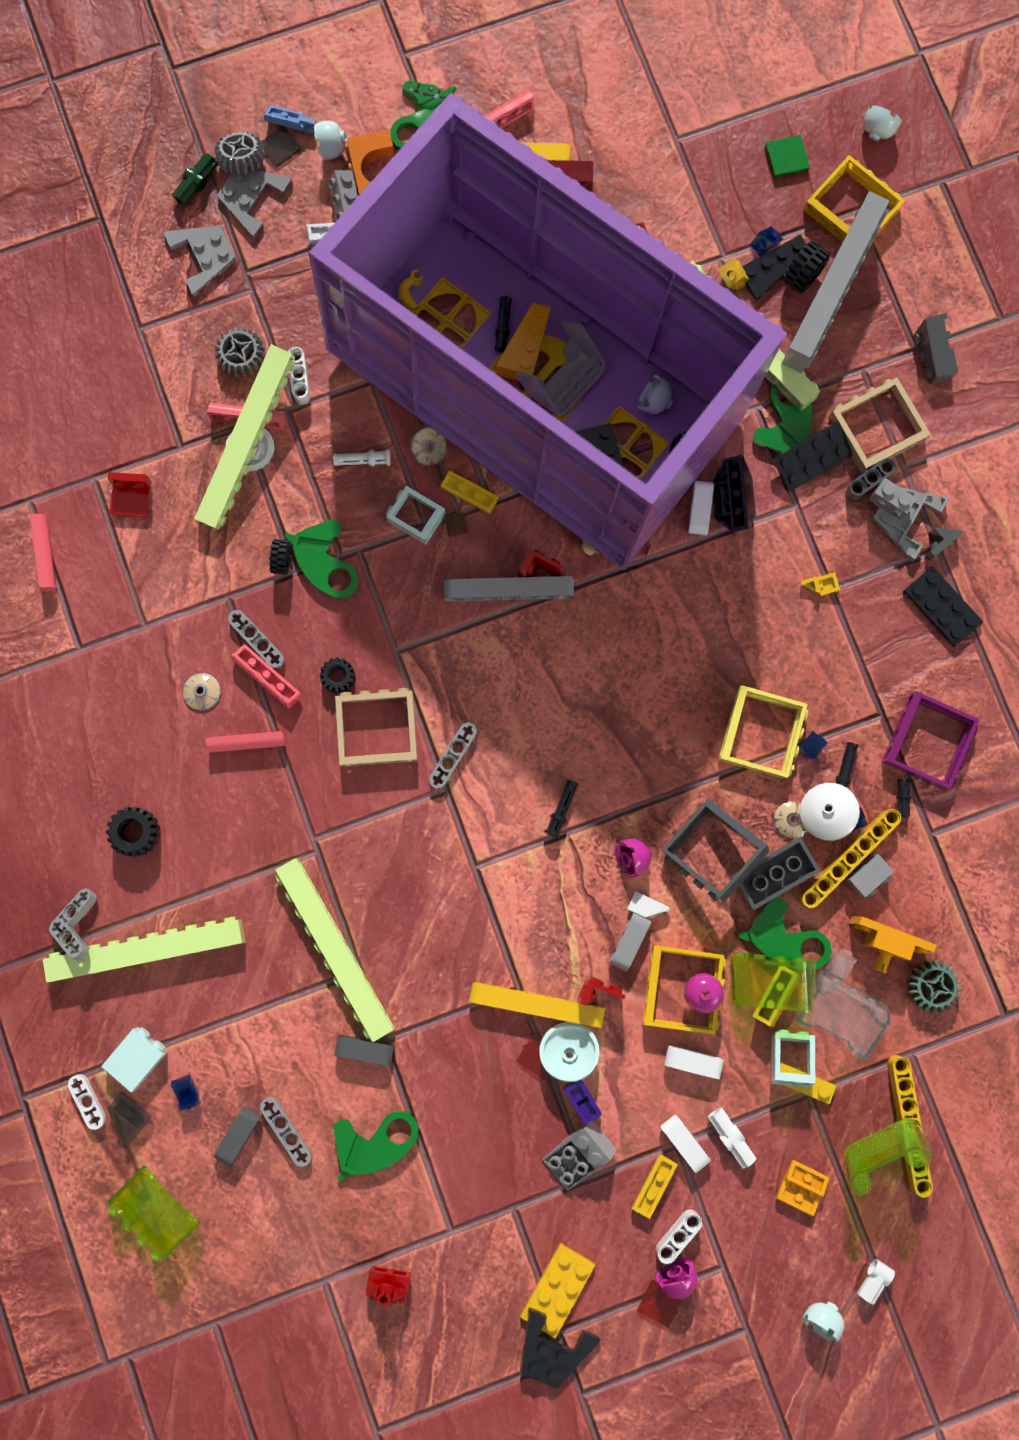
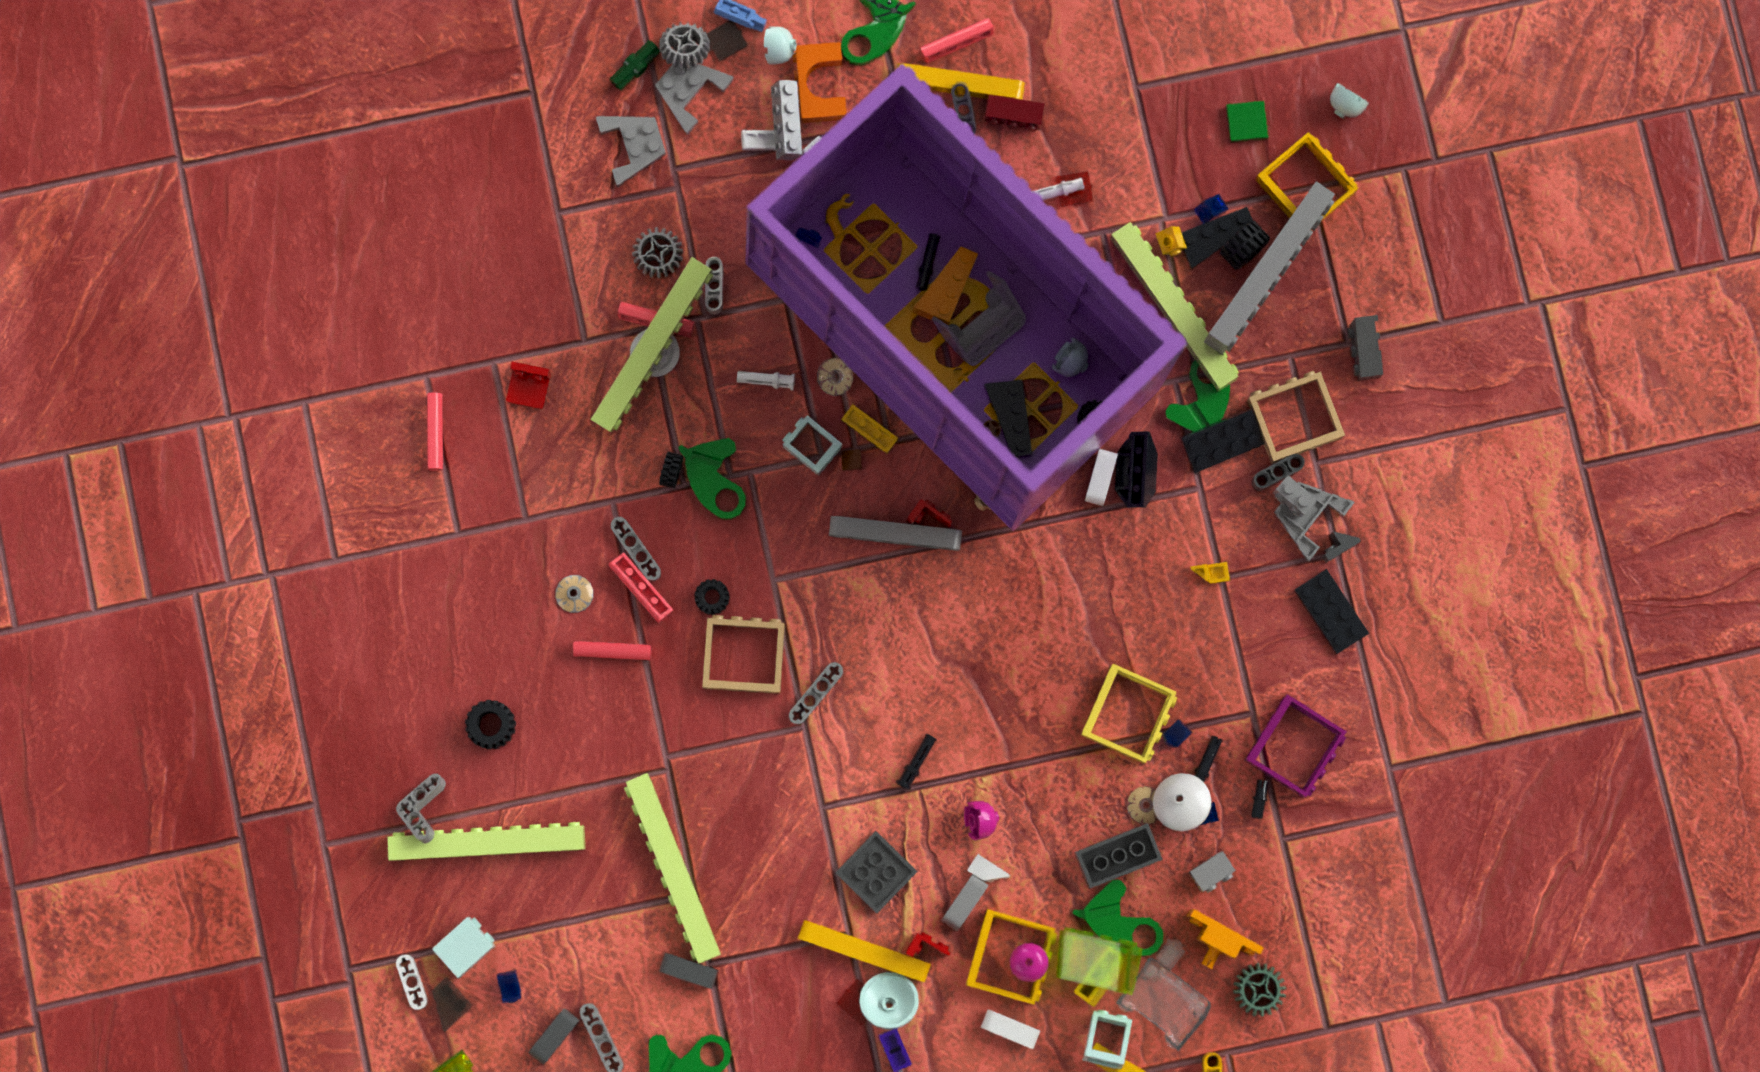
camera: 10 degrees right, 0 degrees up
(537, 924) = (876, 872): none -> dark grey plate
(691, 826) = (1042, 798): dark grey window -> none
(858, 856) = (1205, 849): yellow beam -> none

